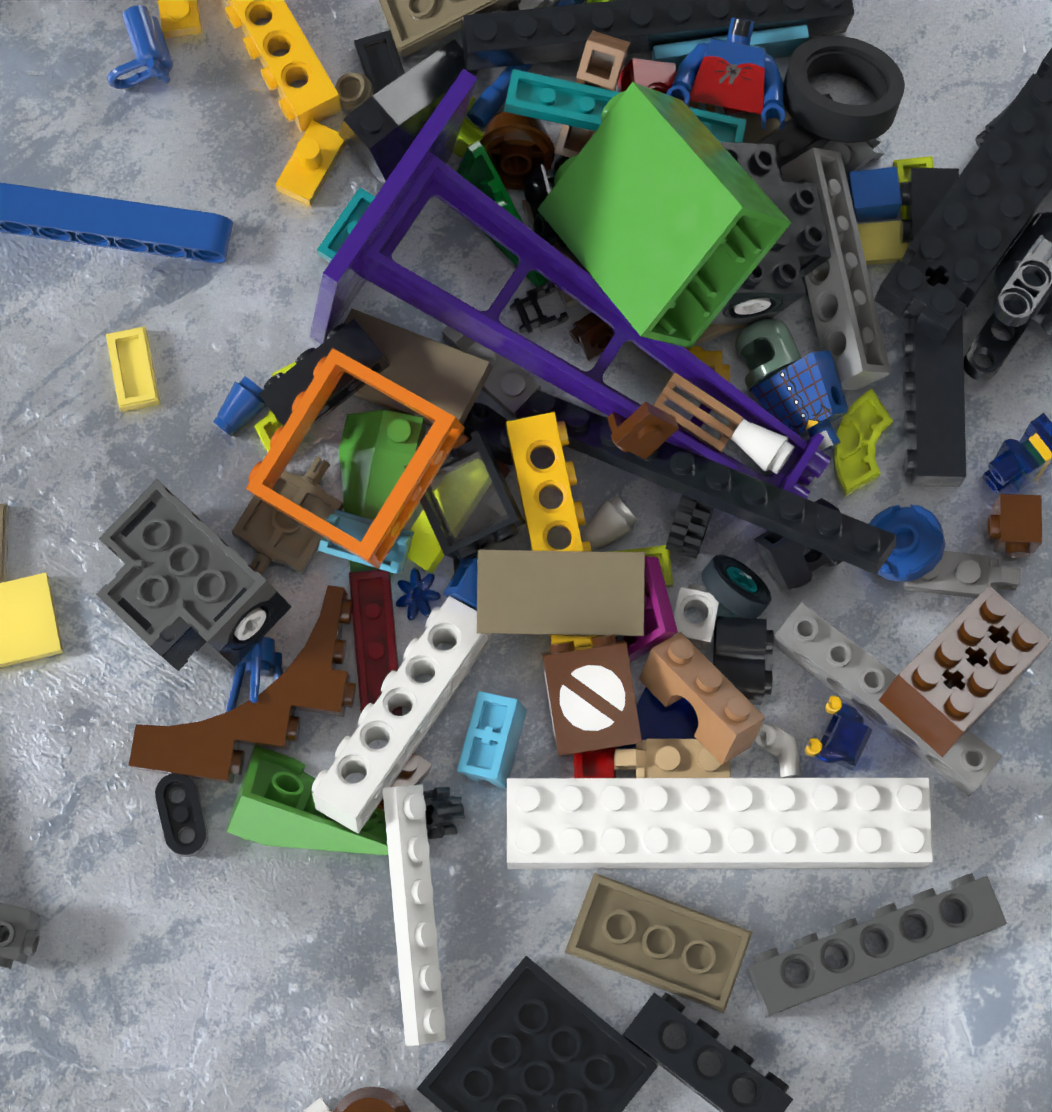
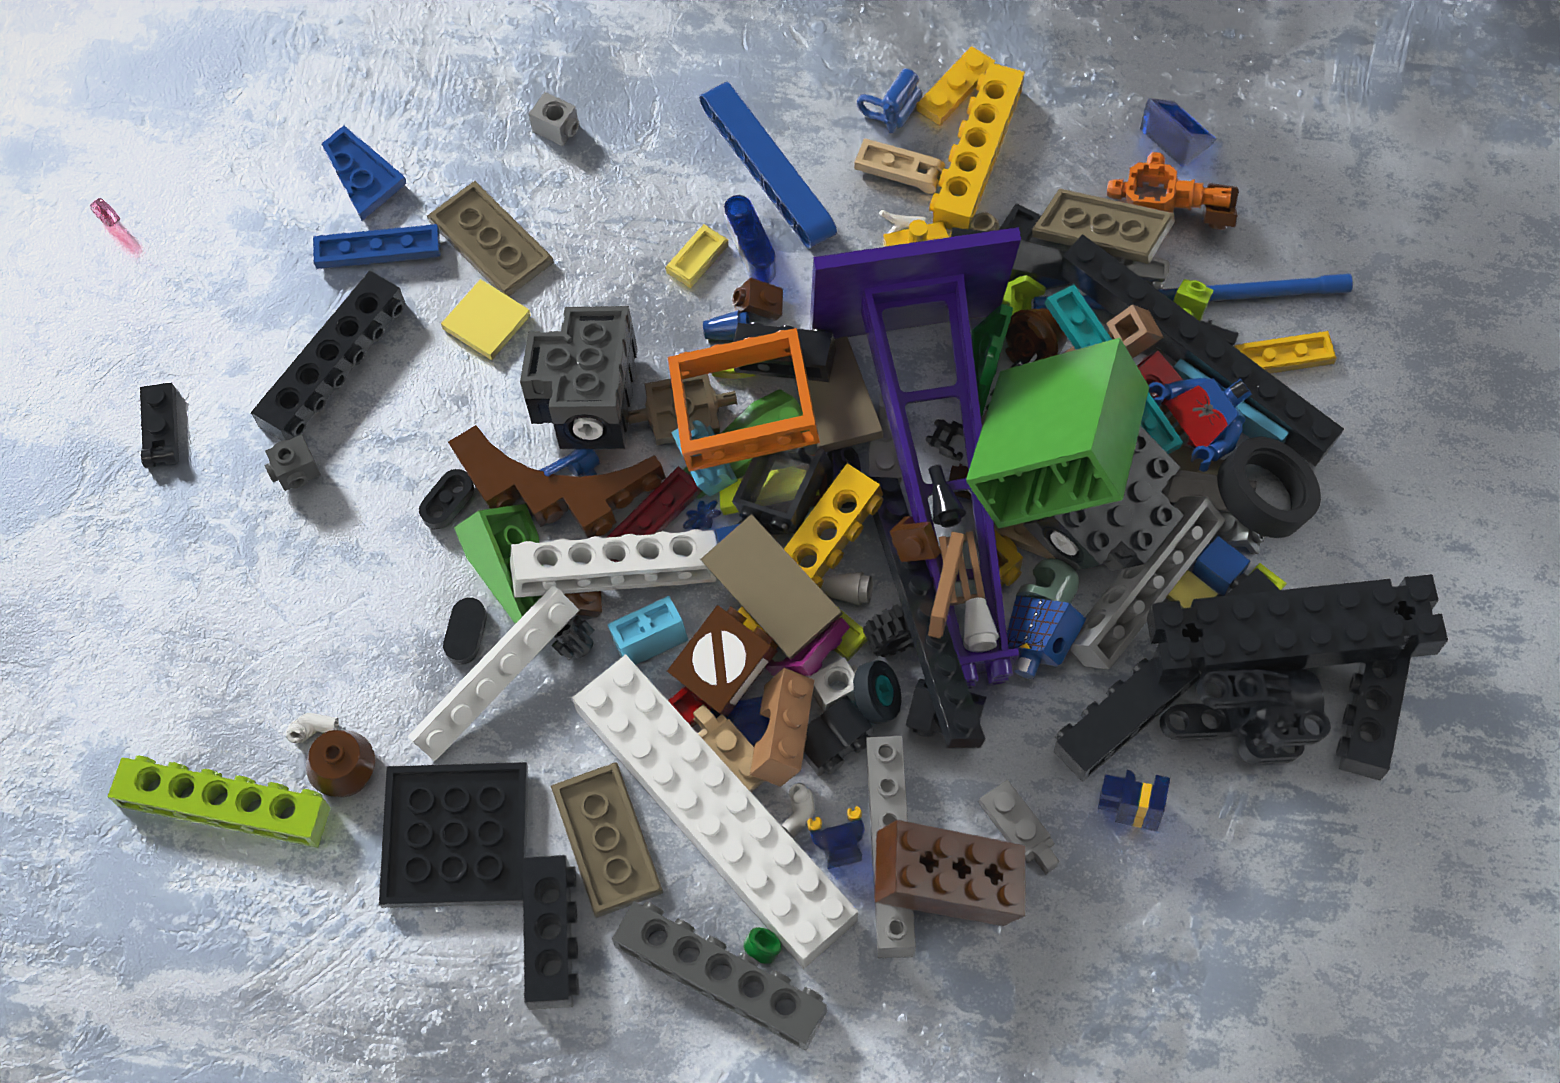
camera: 50 degrees right, 10 degrees down
(154, 293) = (749, 227): none -> clear blue beam
(214, 105) = (899, 165): none -> tan plate
(237, 354) = (759, 299): none -> reddish brown bracket
(276, 155) = (900, 222): none -> white bar
(335, 906) = (464, 630): none -> black tile
(629, 372) = (946, 506): none -> black cone
(716, 440) = (946, 585): none -> medium nougat tile
(858, 434) = (1049, 692): neon yellow tile -> none
(879, 886) = (762, 945): none -> green tile
(918, 542) = (1006, 773): blue tile -> none
(1016, 524) = (1087, 834): reddish brown brick -> none

